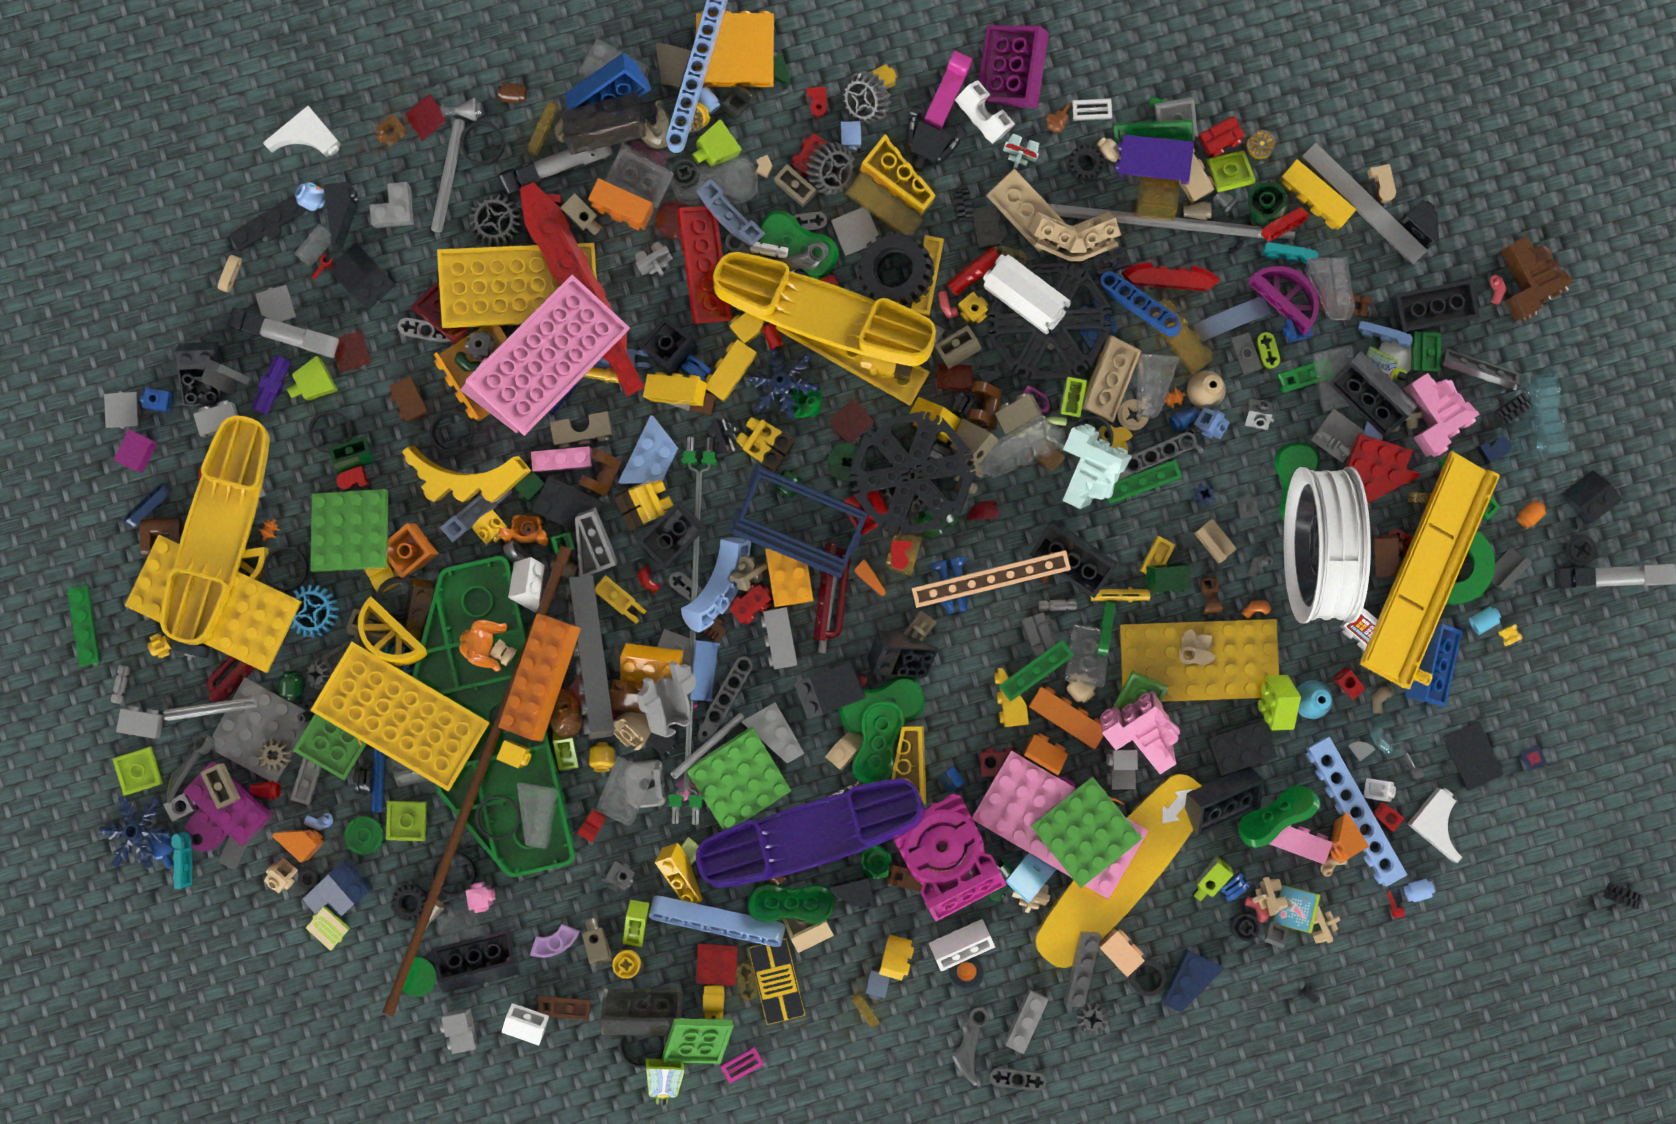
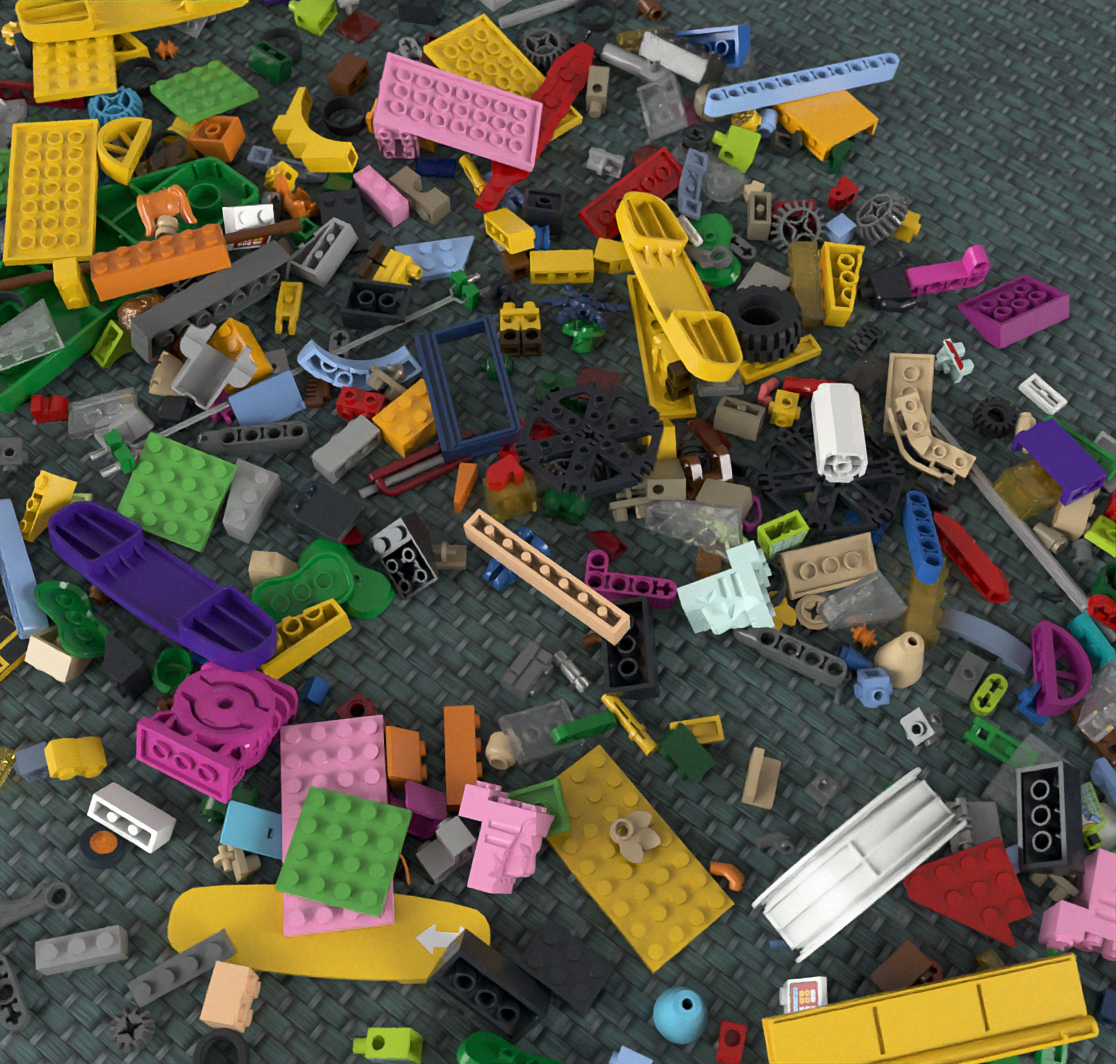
camera: 55 degrees right, 25 degrees down
(352, 477) = (253, 75): red leg -> none
(601, 757) = (124, 376): yellow head -> none
(605, 475) = (394, 233): reddish brown connector -> none
(621, 205) = (629, 111): orange brick -> none
(645, 580) = (321, 316): red arm -> none
(707, 745) = (157, 429): light grey piece -> none
(772, 336) = (619, 279): red piece -> none
(973, 103) = (953, 320): white arch -> none
(1013, 712) = (433, 695): yellow slope -> none
(1027, 521) = (629, 583): none -> dark pink beam
(1036, 670) = (486, 684): green plate -> none
(1057, 121) = (1007, 373): dark orange piece -> none
(1086, 765) = (425, 806): none -> magenta piece
(1145, 481) = (758, 665): green plate -> none
(1209, 493) = (801, 727): dark blue gear -> none
(1209, 589) = (707, 807): reddish brown leg -> none
(1279, 702) = (646, 965): lime brick -> none

